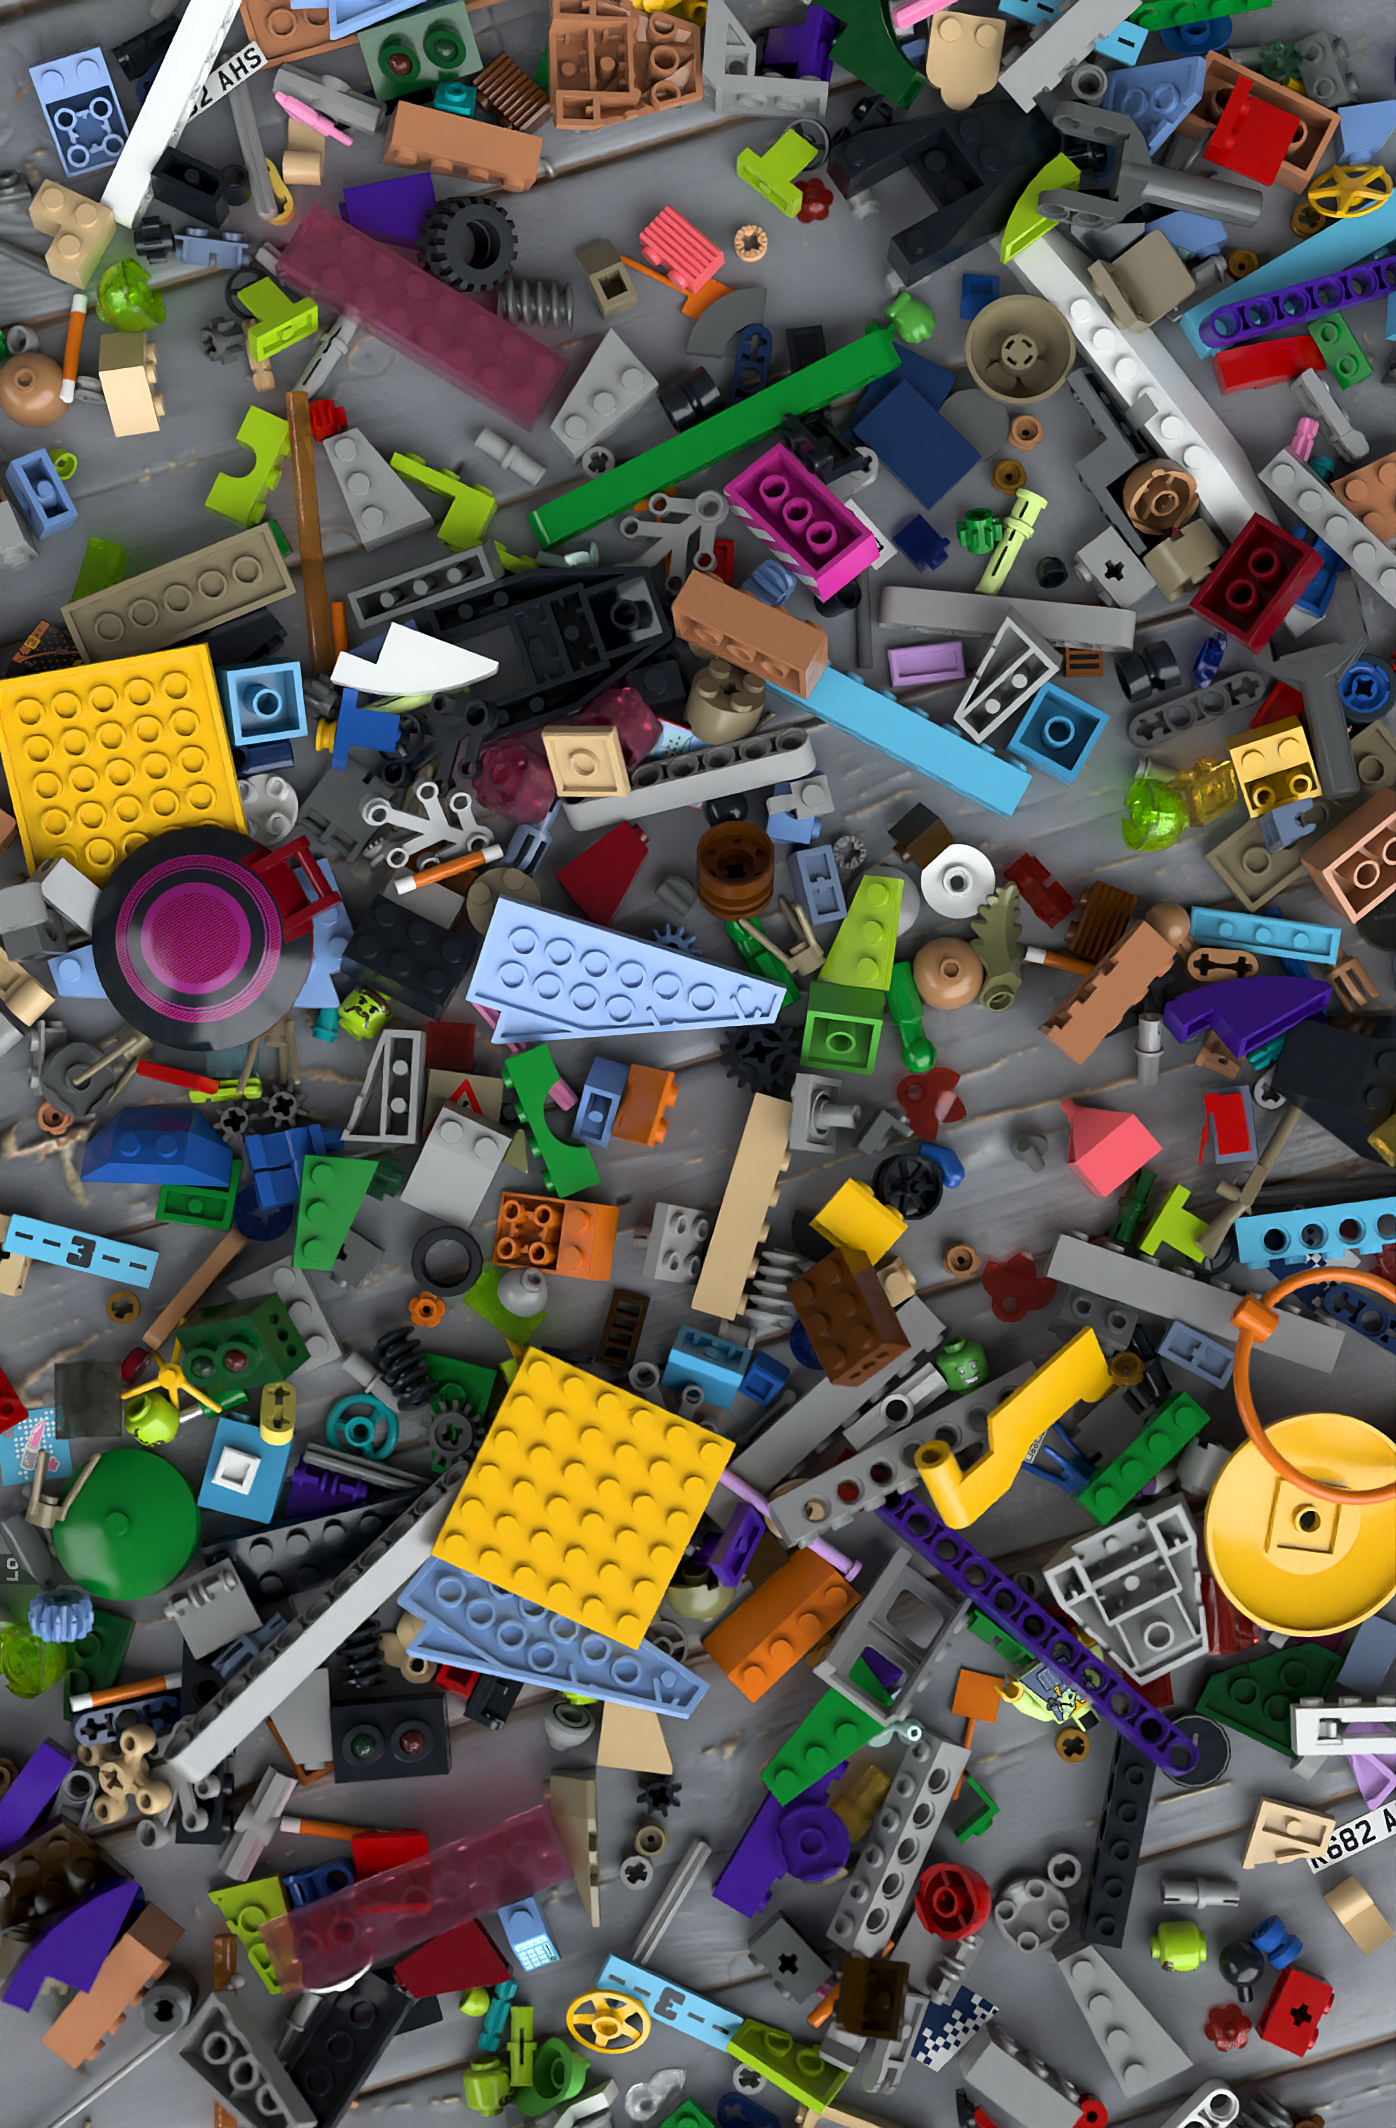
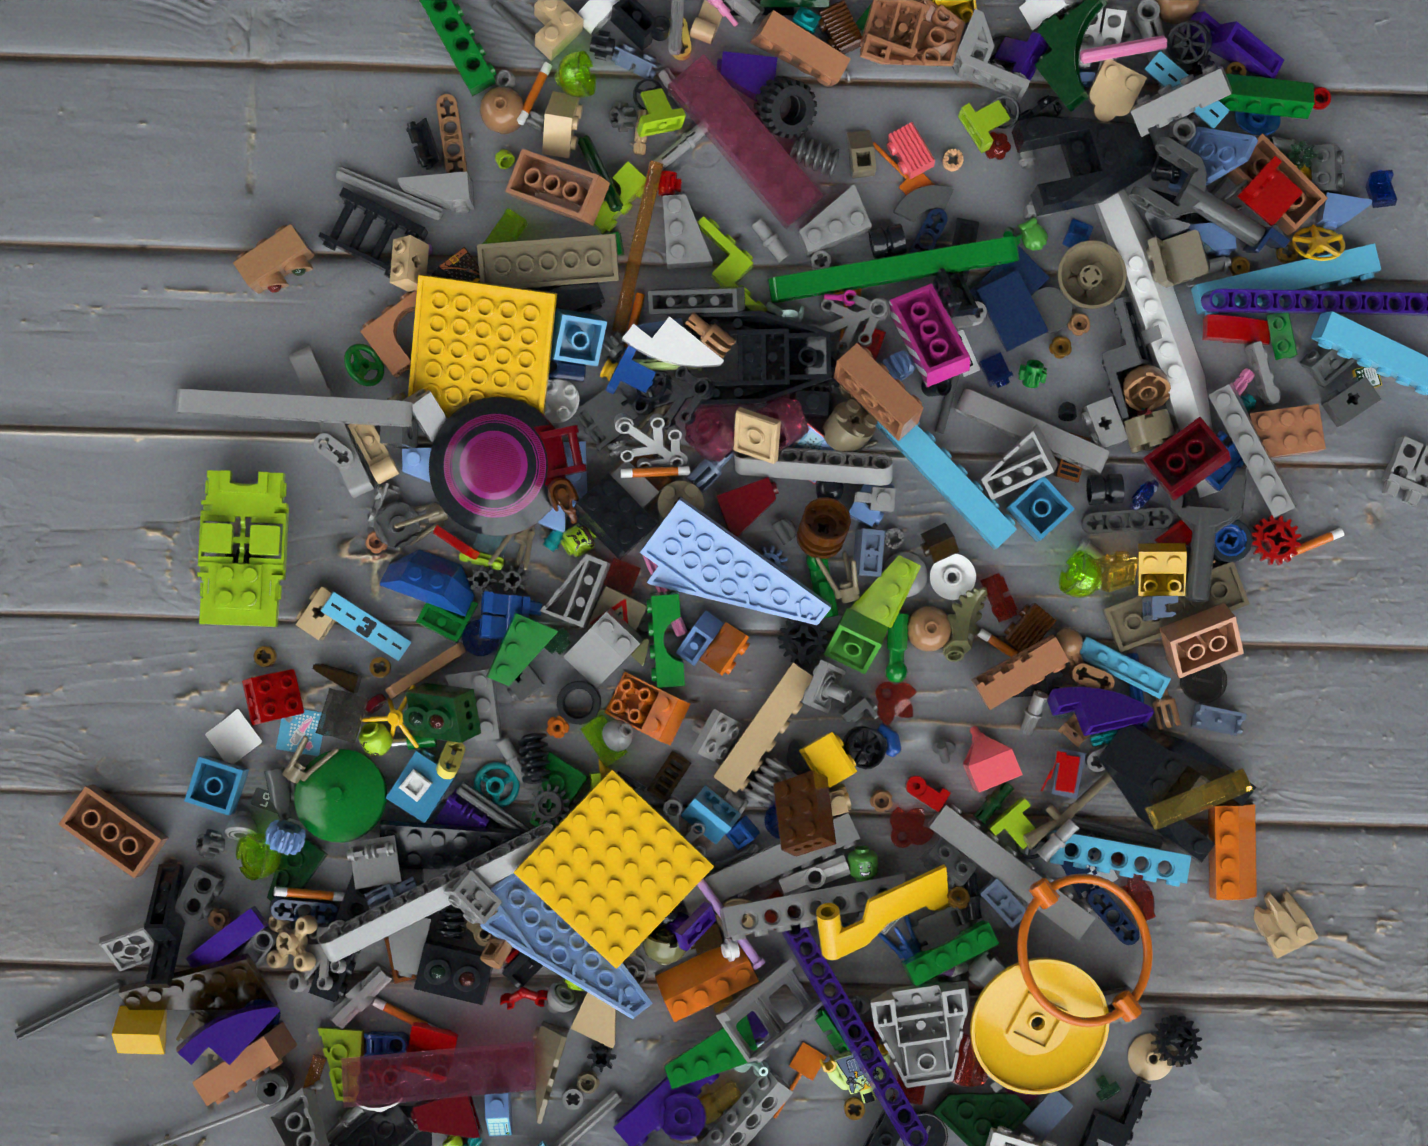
camera: 20 degrees right, 0 degrees up
(41, 494) = (487, 173): medium blue brick -> none
(75, 1343) = (345, 679): none -> dark brown slope
(155, 479) = (557, 187): none -> nougat brick
(215, 438) = (597, 167): none -> dark green axle
(316, 947) = (561, 493): none -> reddish brown piece
(381, 1614) = (473, 898): none -> light grey bracket
(444, 1686) = (496, 953): none -> medium nougat brick
(466, 630) = (711, 335): none -> medium nougat arm
(531, 1733) = (539, 997): none -> red arm
(648, 508) = (841, 297): none -> dark pink hand
(802, 1563) = (730, 949): none -> white plate
(926, 664) = (976, 442): lavender tile -> none
(981, 1819) = (785, 1135): green bracket -> none
(1011, 1223) = (917, 787): none -> red leg
(1016, 529) = (1055, 379): yellowish green pin -> none
(1025, 223) = (1119, 200): lime slope -> none
(1249, 1231) = (1058, 840): none -> light grey pin
(1275, 206) = (1271, 238): none -> dark blue panel

